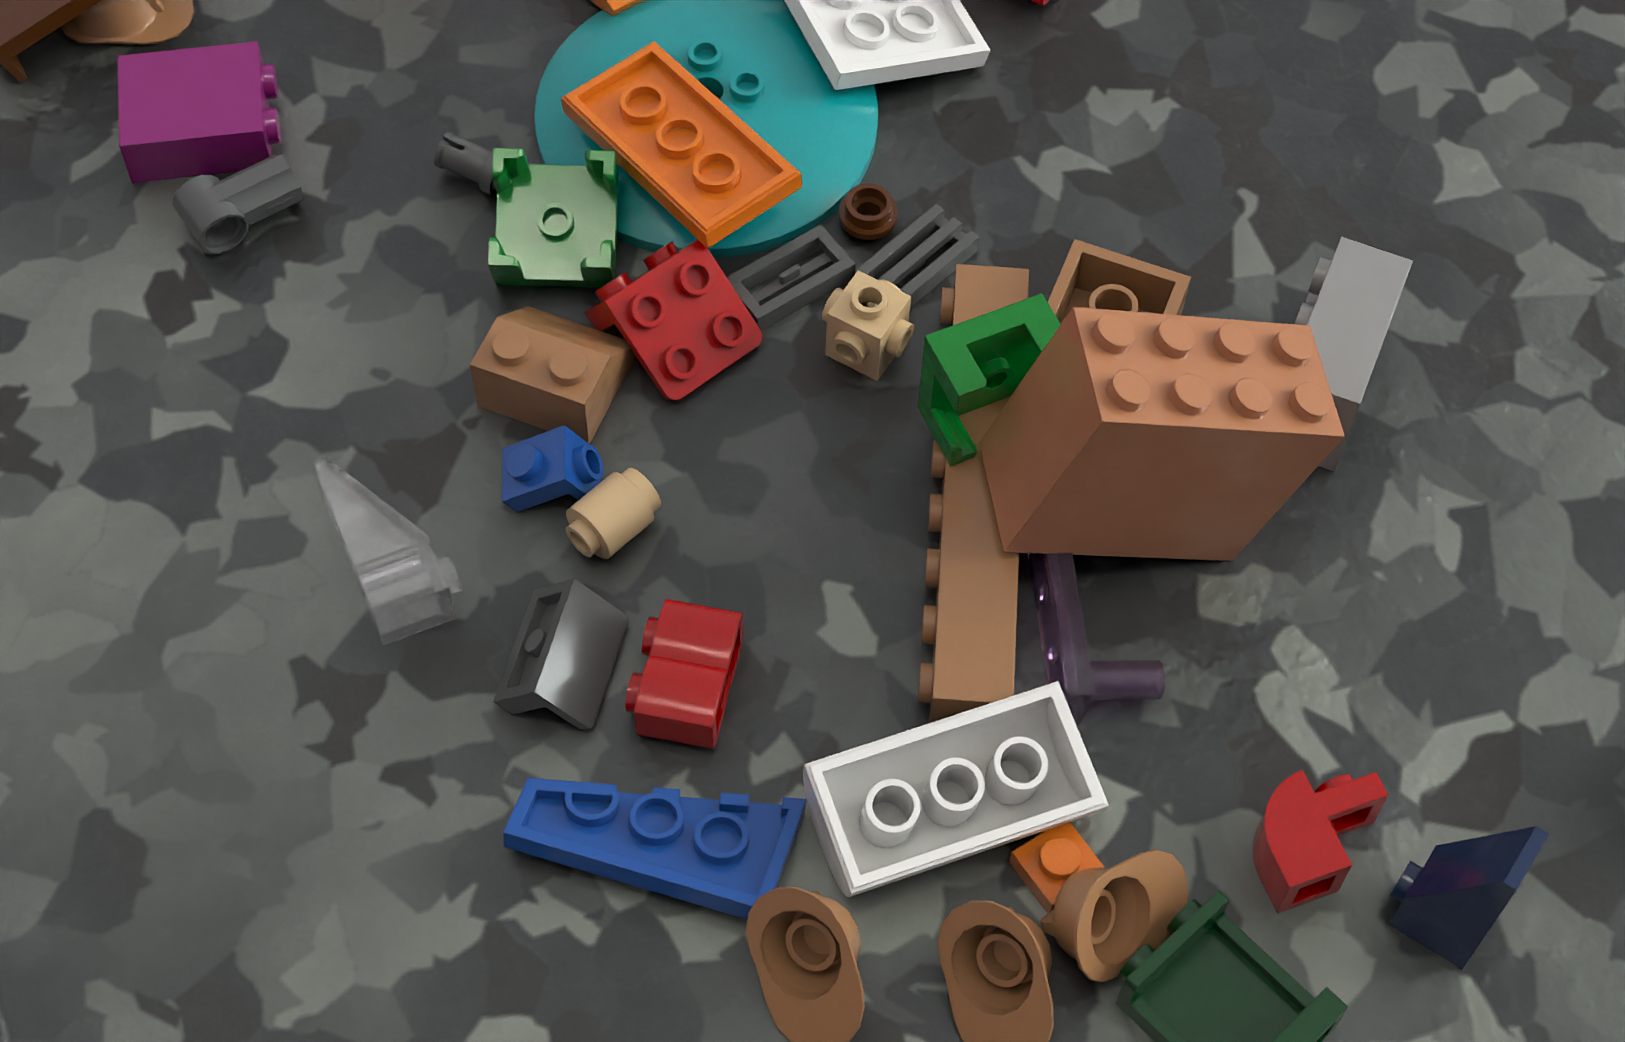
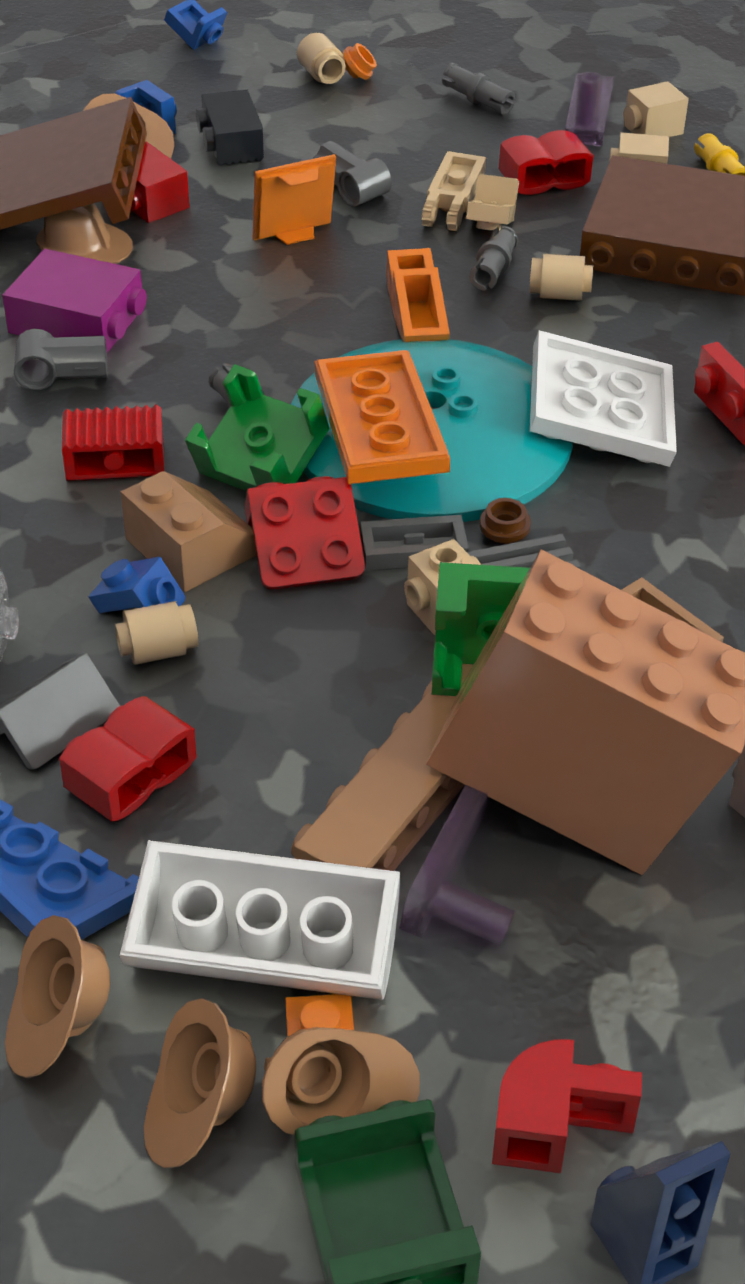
camera: 30 degrees right, 15 degrees down
(389, 292) = (112, 443): none -> red brick

